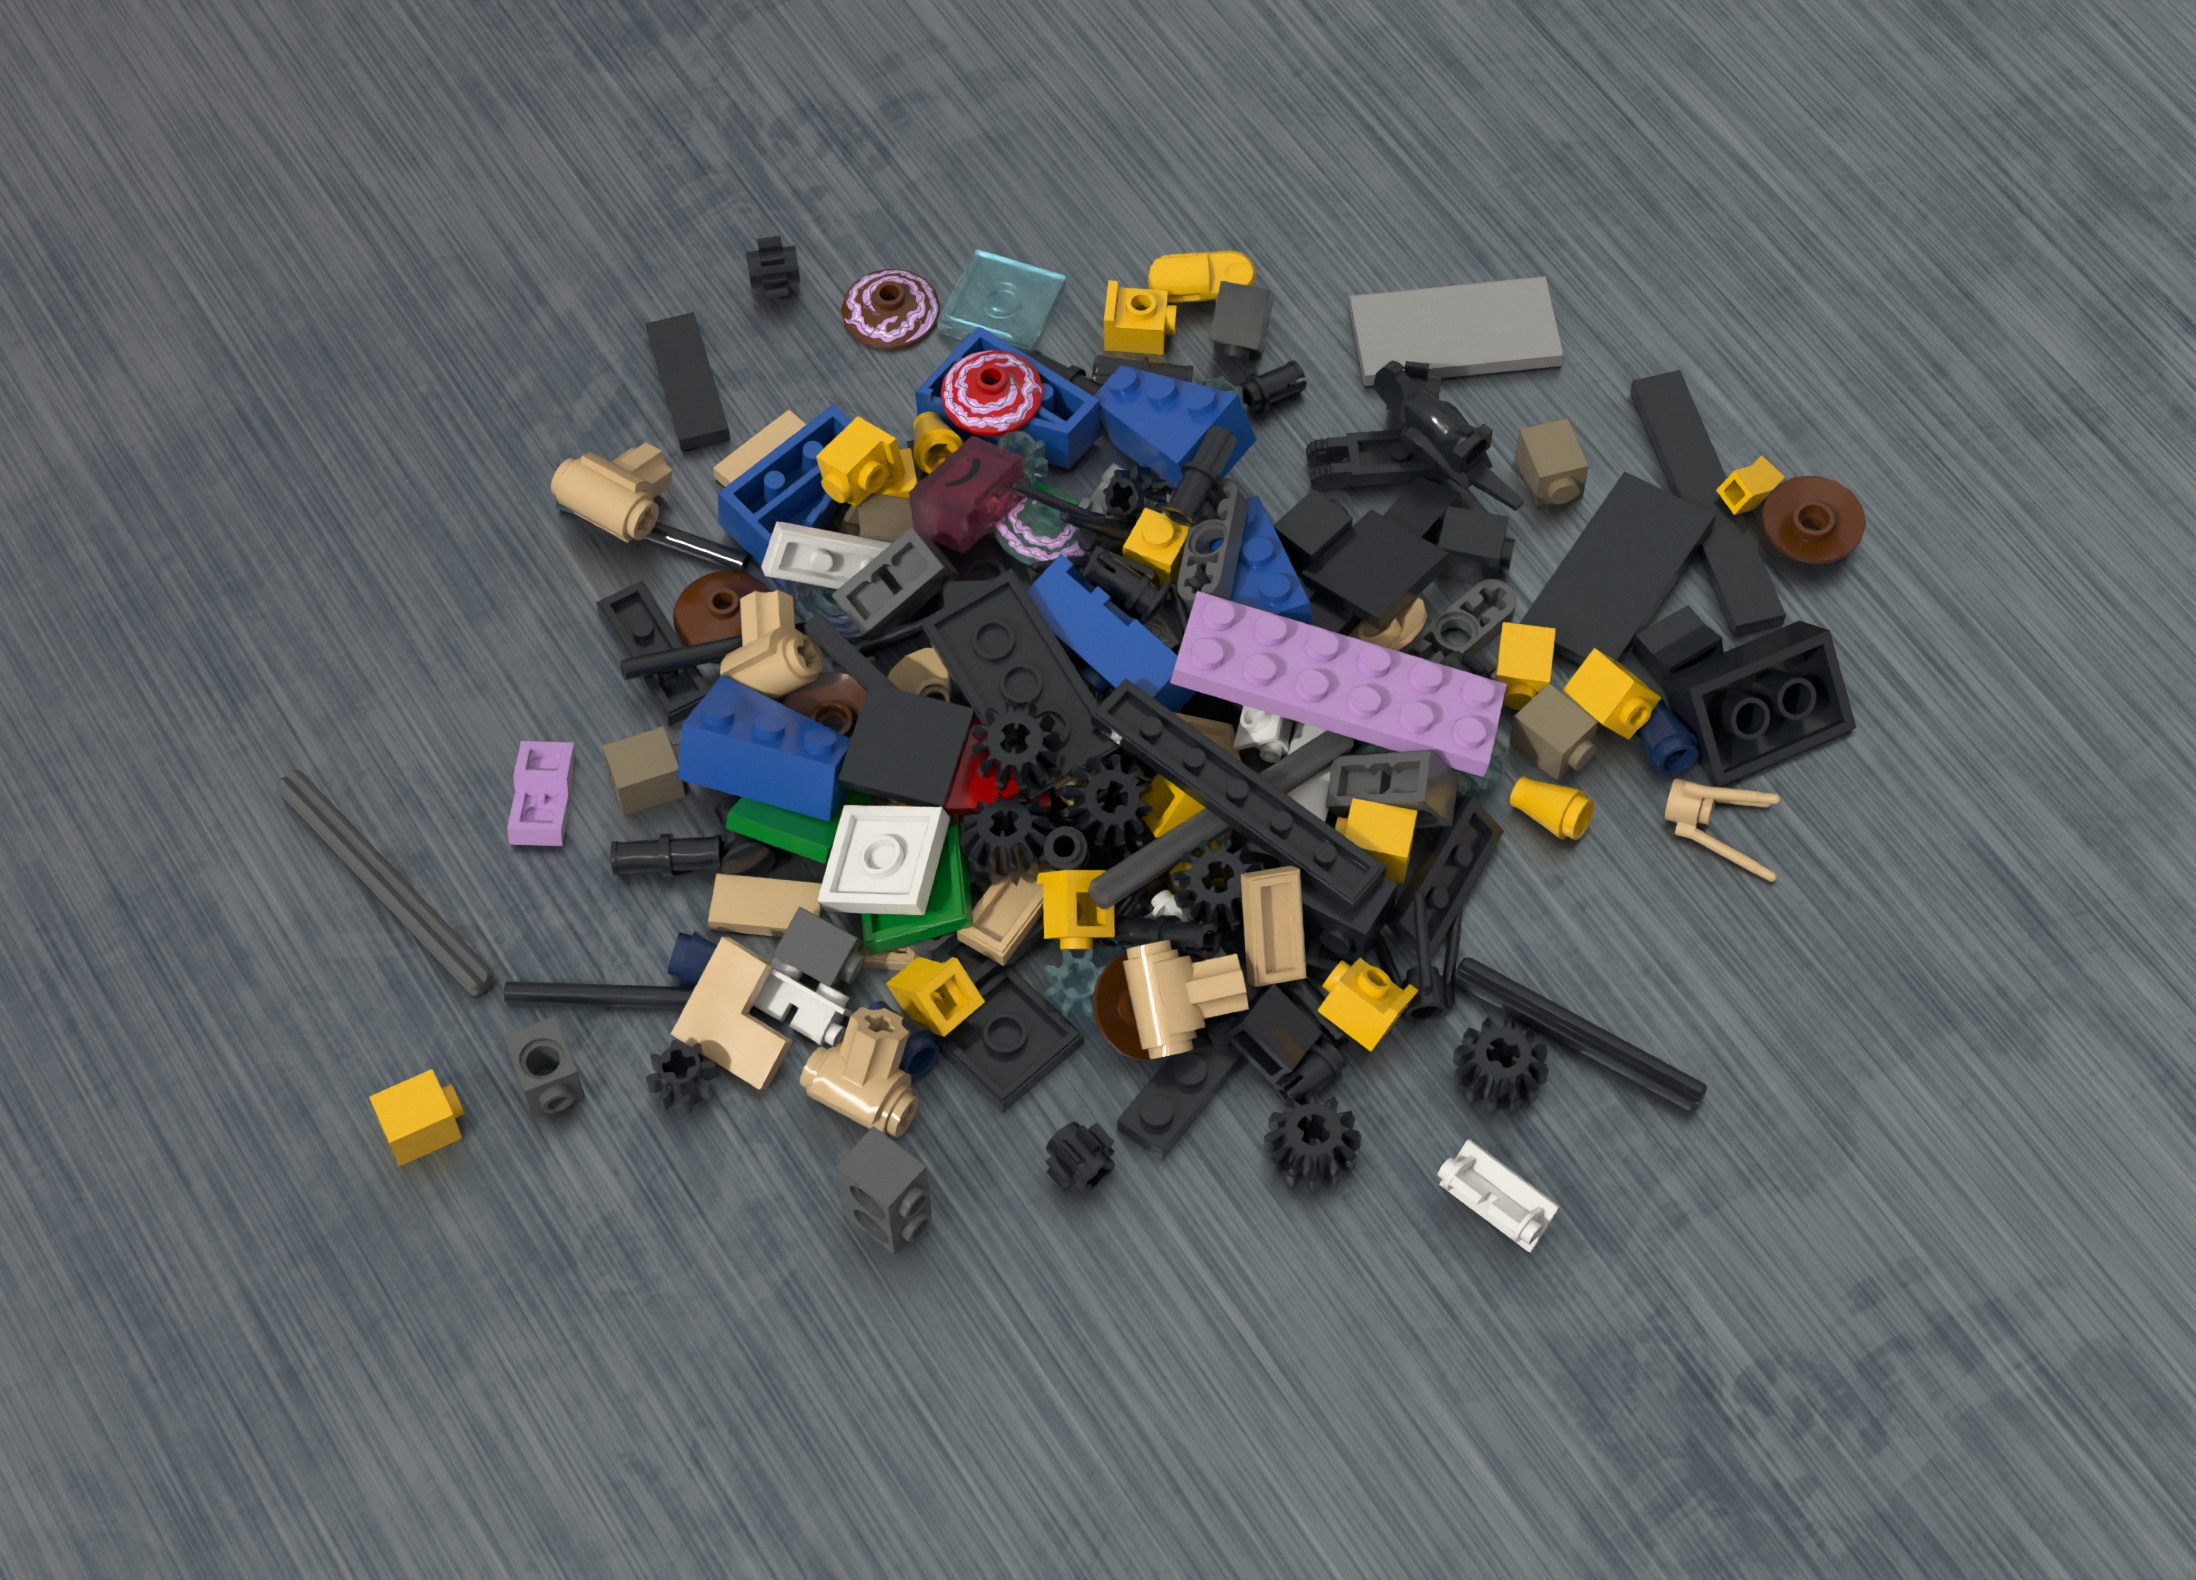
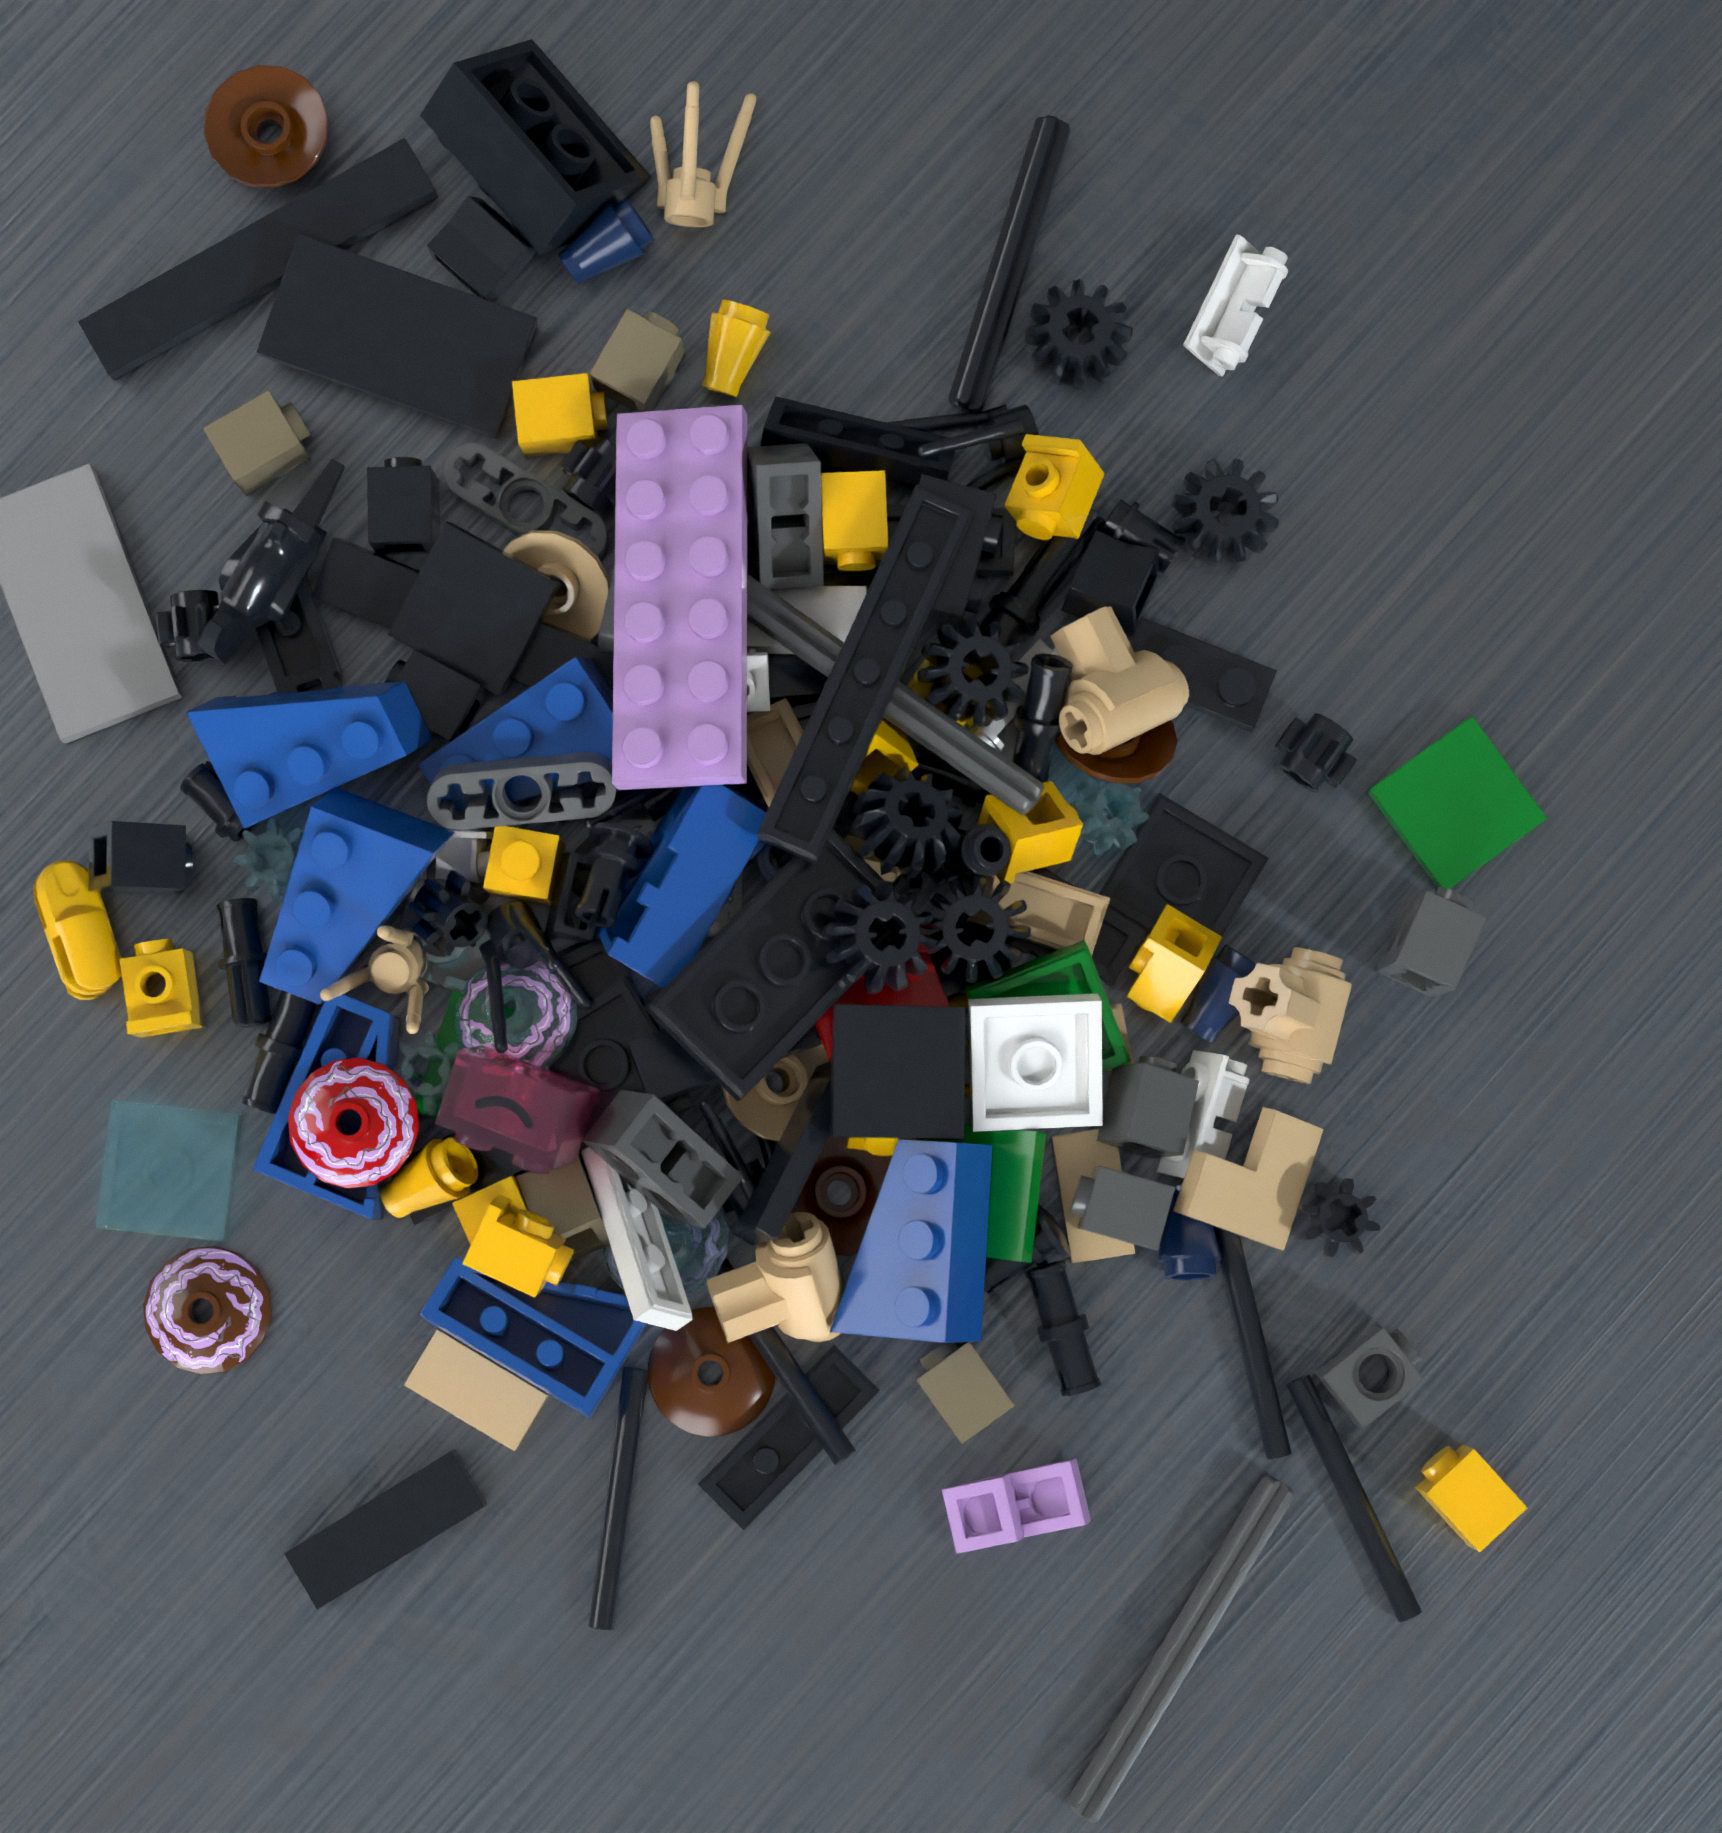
camera: 105 degrees left, 25 degrees up
(436, 1040) = (1354, 1498): none -> black piece
(616, 492) = (597, 1551): tan piece -> none
(746, 904) = (1122, 1206): none -> dark grey brick
(773, 267) = (194, 1472): black gear -> none
(1003, 1271) = (1457, 804): none -> green tile
(1103, 452) = (393, 969): none -> tan plant
(1200, 476) = (439, 821): black axle -> none
(1273, 926) = (1012, 597): tan tile -> none
(1297, 427) = (302, 744): none -> blue wedge
(1612, 694) = (581, 301): yellow brick -> none
(1749, 485) = (236, 204): yellow piece -> none

